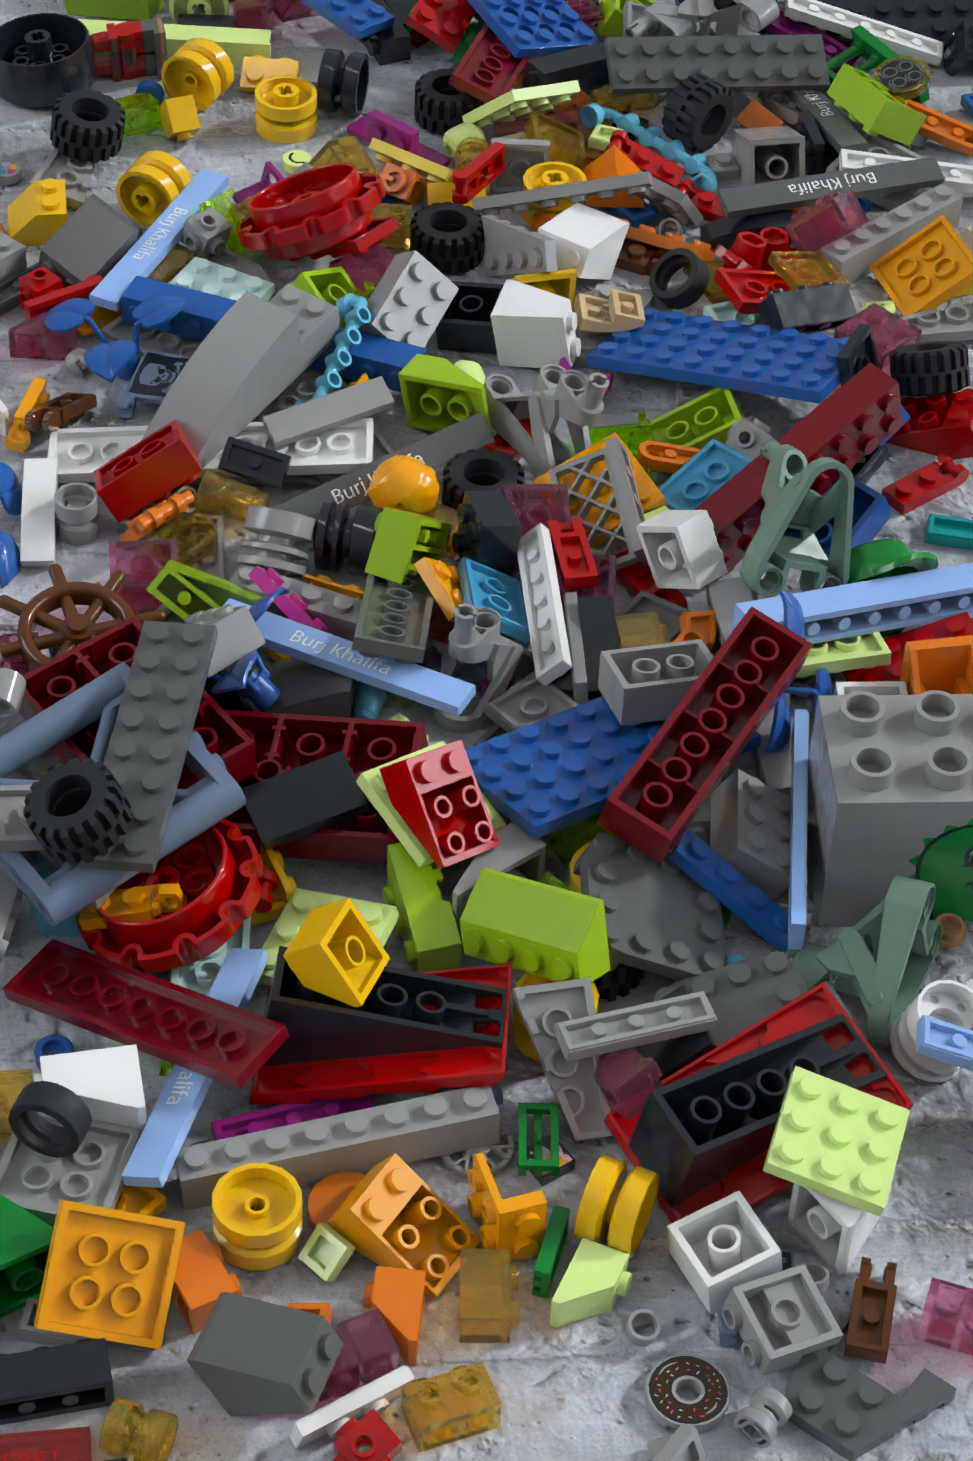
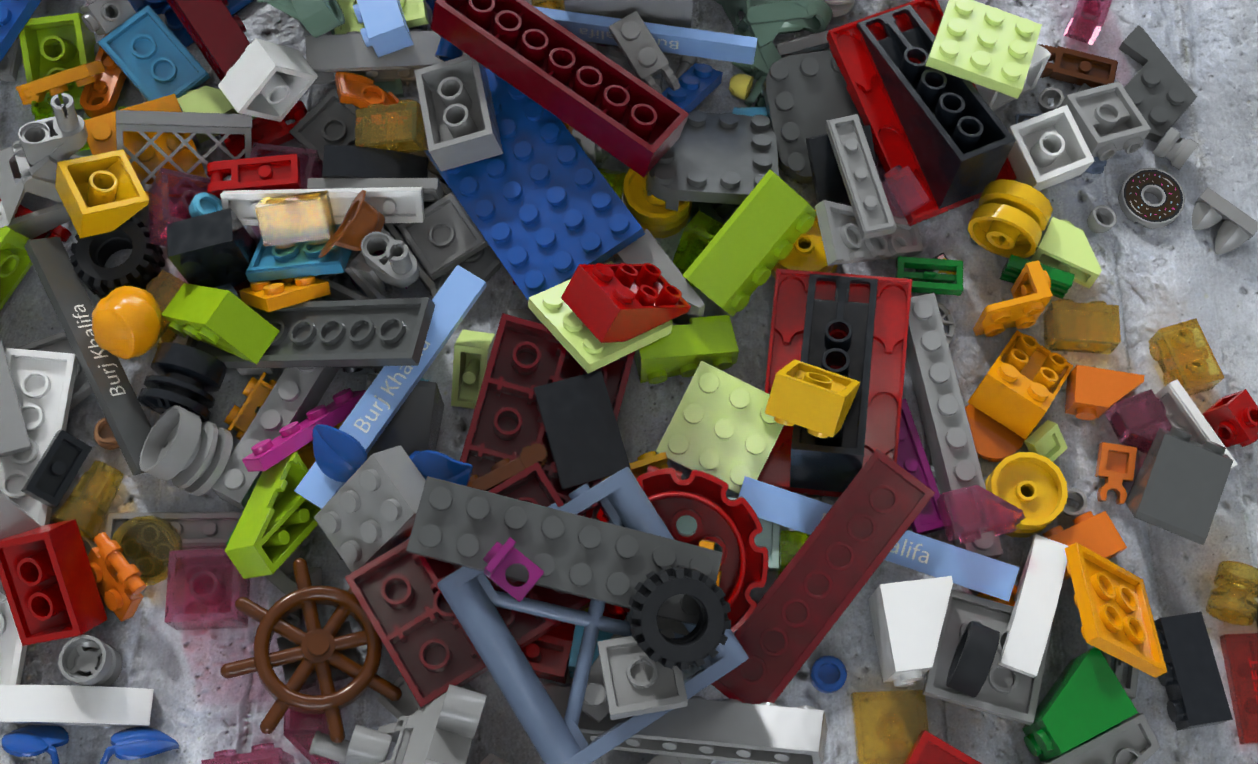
camera: 85 degrees left, 25 degrees up
(104, 1187) = (1034, 606): none -> white slope
(131, 676) = (499, 560): none -> magenta bracket
(221, 1131) = (975, 511): none -> clear pink slope
(248, 1276) = (1077, 496): none -> light grey hinge
(266, 750) = (506, 468): none -> reddish brown hinge
(518, 615) = (357, 223): none -> dark orange piece
(520, 577) = (296, 219): none -> clear yellow brick
(530, 517) = (203, 204): none -> medium azure tile
(533, 444) = (99, 192): none -> yellow slope
(668, 425) = (58, 82): none -> light orange hinge
(759, 825) = (642, 51): none -> light grey hinge

